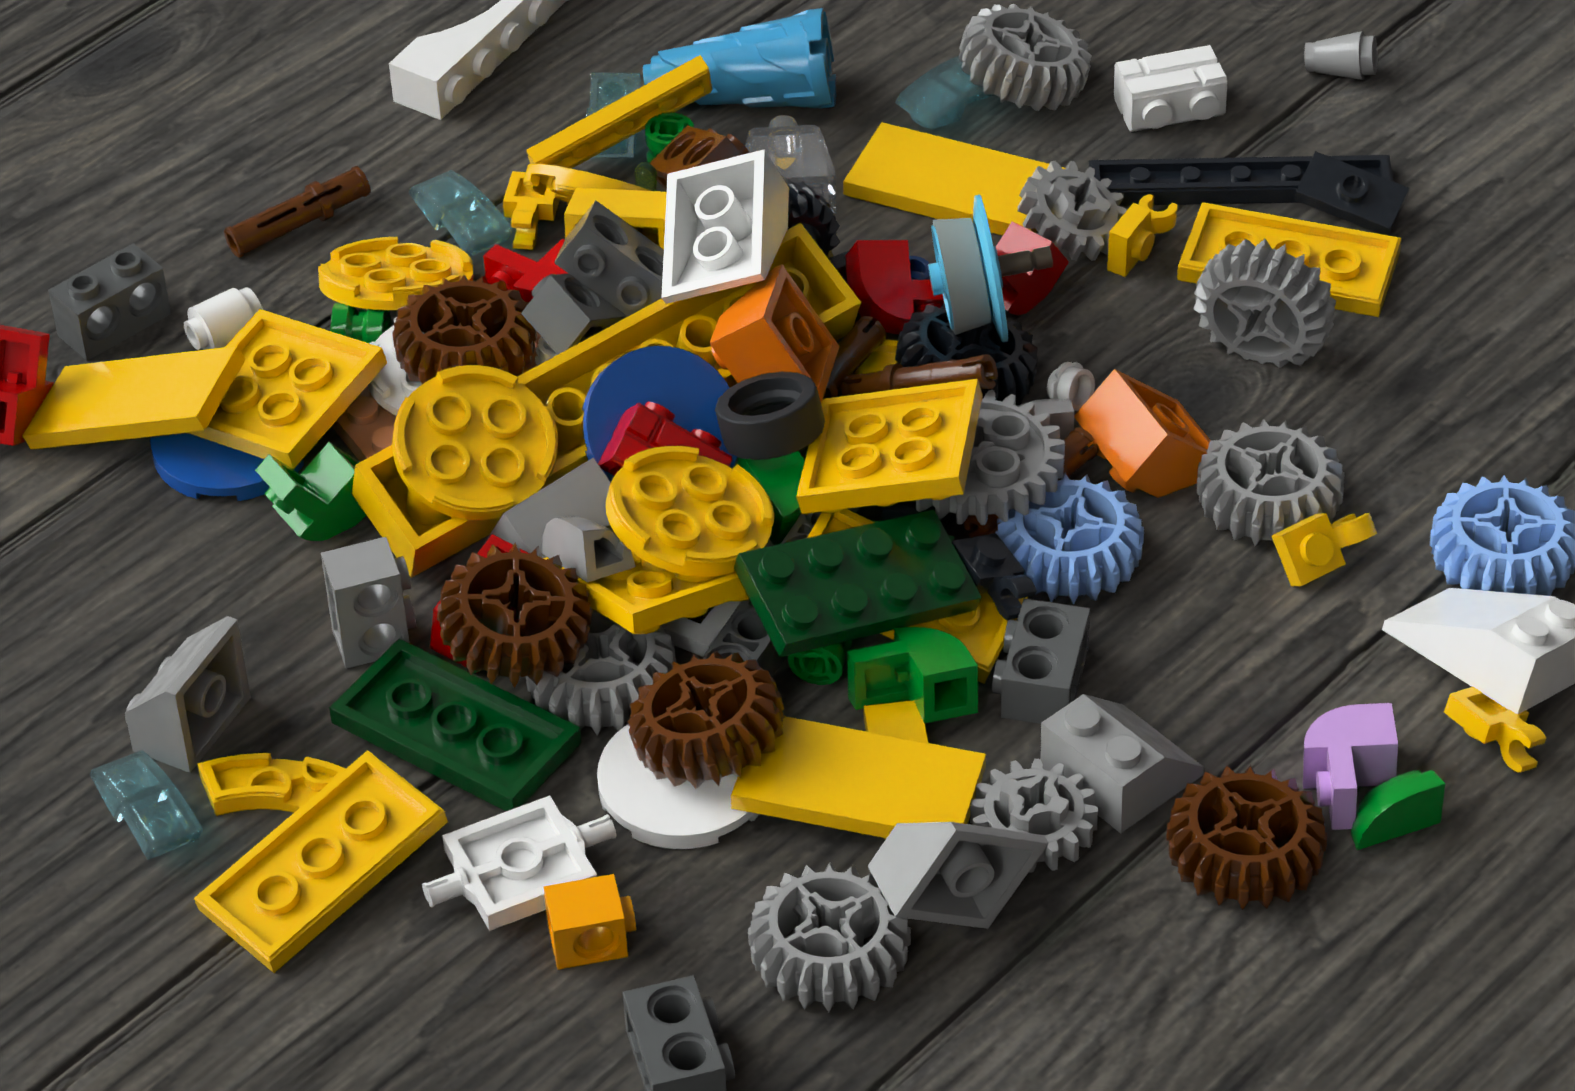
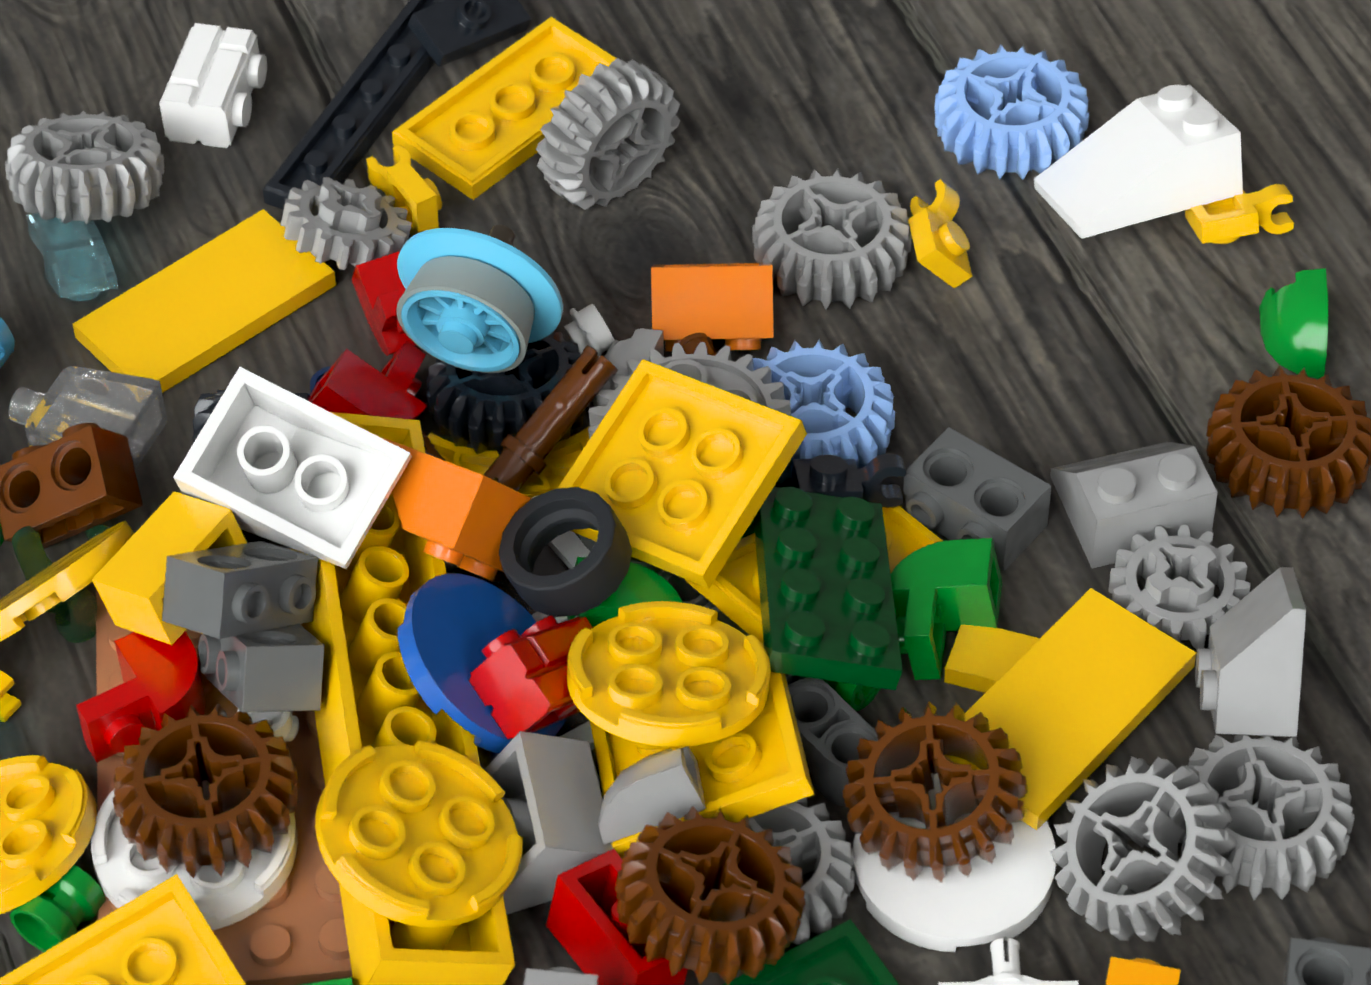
camera: 65 degrees left, 5 degrees up
(728, 861) = (1162, 802): none -> light grey gear
(1347, 751) = (1228, 334): lavender brick -> none

